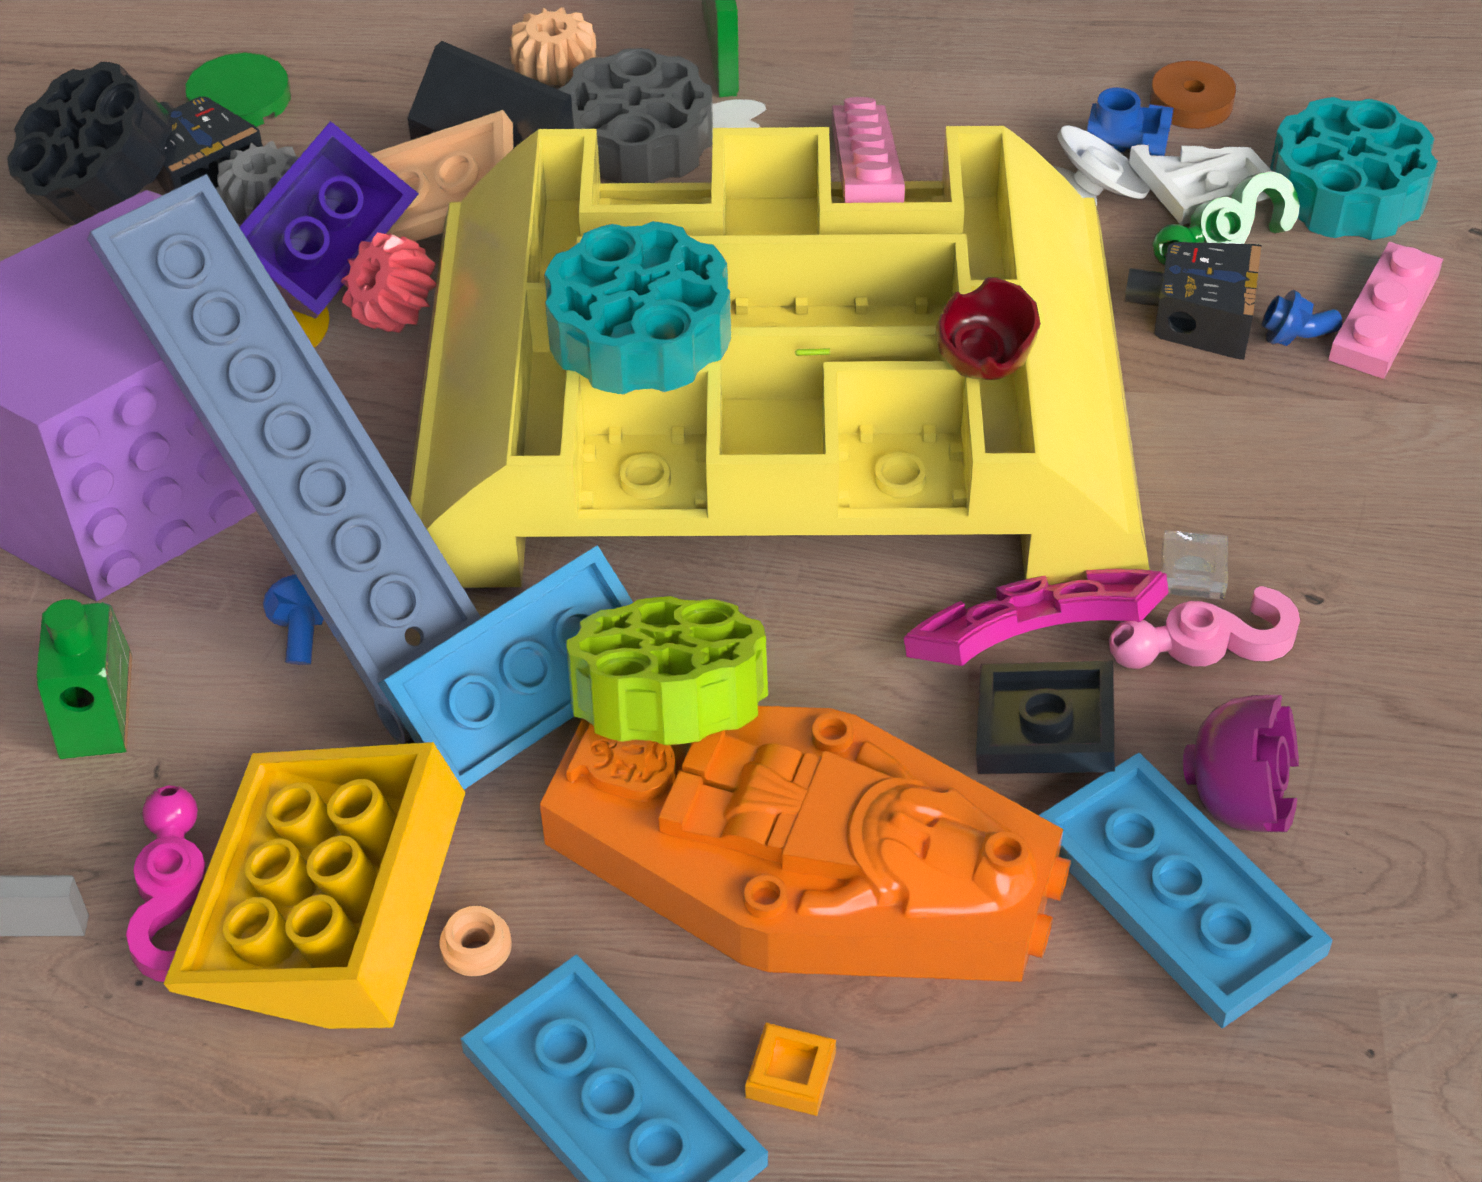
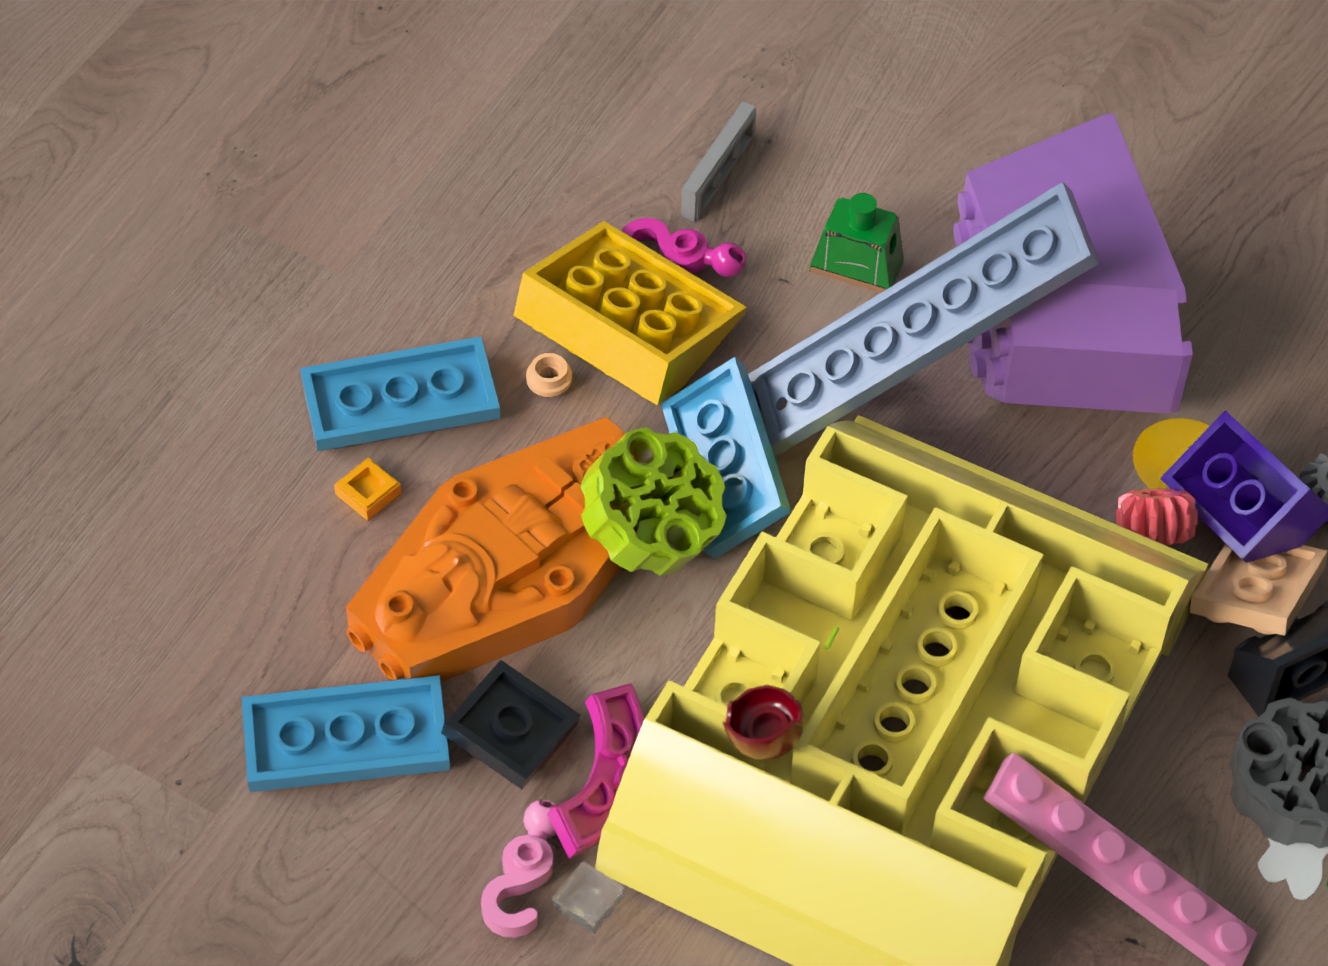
camera: 115 degrees right, 5 degrees up
(638, 307) = (894, 560): teal connector -> none
(1245, 763) = (392, 809): magenta cylinder -> none

